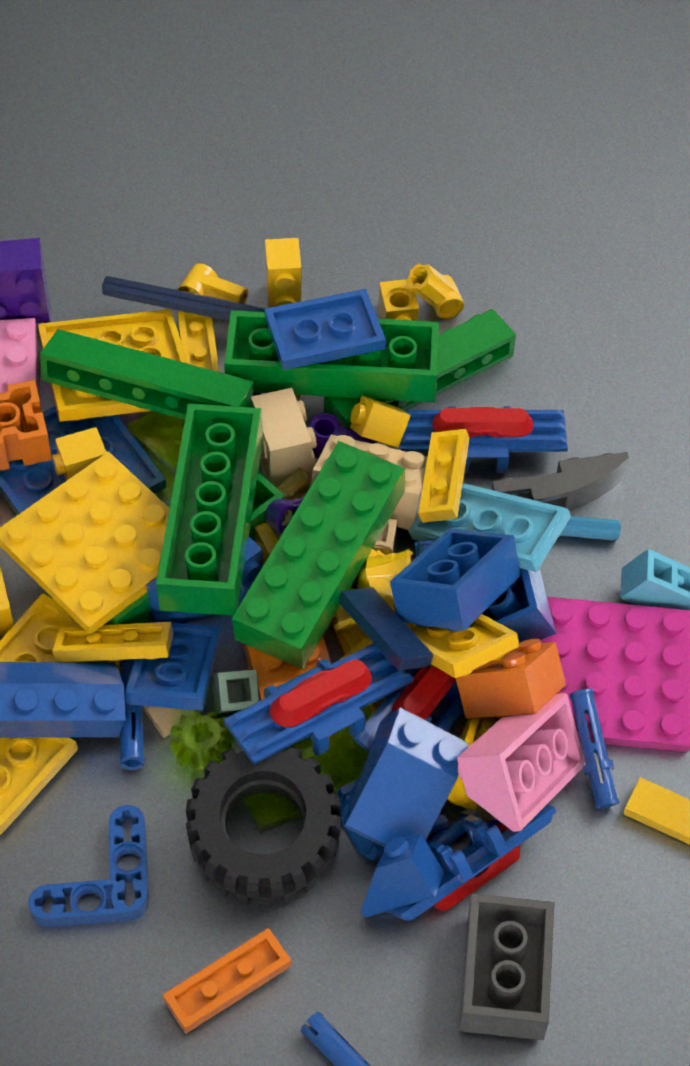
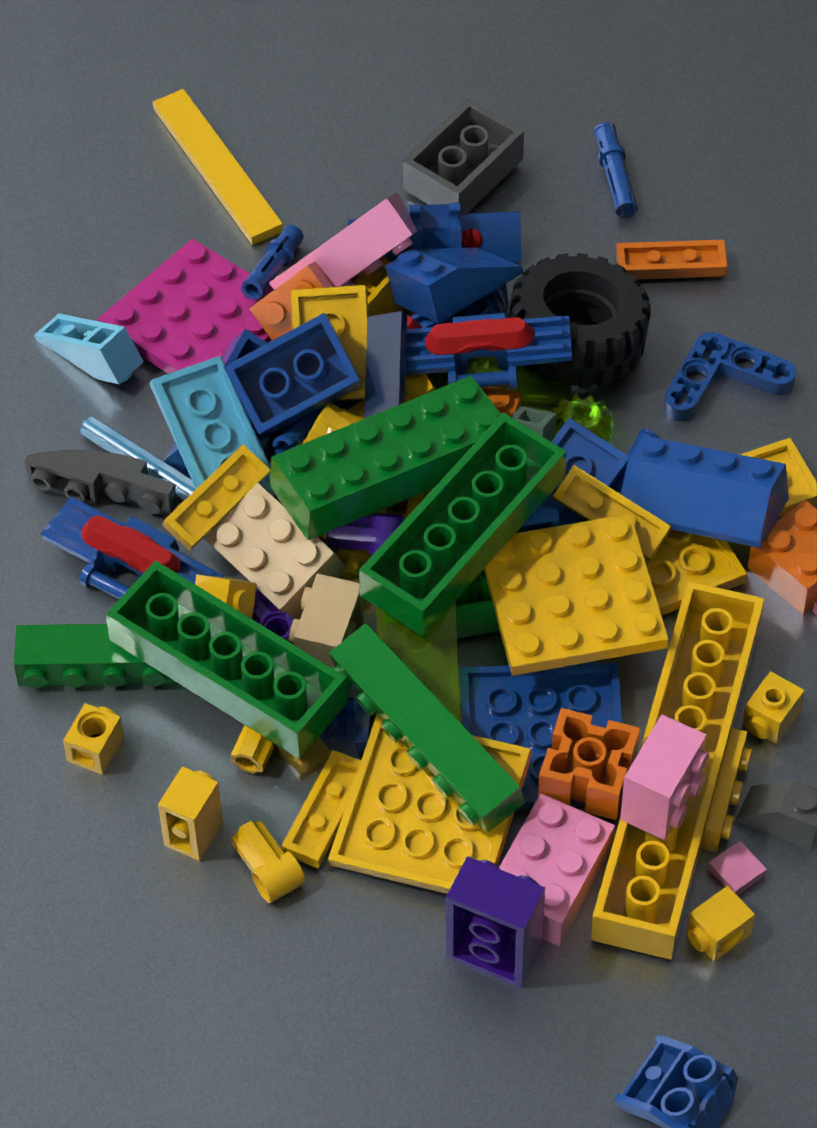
camera: 145 degrees left, 0 degrees up
(77, 452) = (532, 707): yellow brick -> none
(173, 298) = (302, 833): dark blue axle -> none
(324, 329) = (228, 645): blue plate -> none
(403, 876) = (503, 233): blue slope -> none
(436, 290) = (46, 721): yellow piece -> none

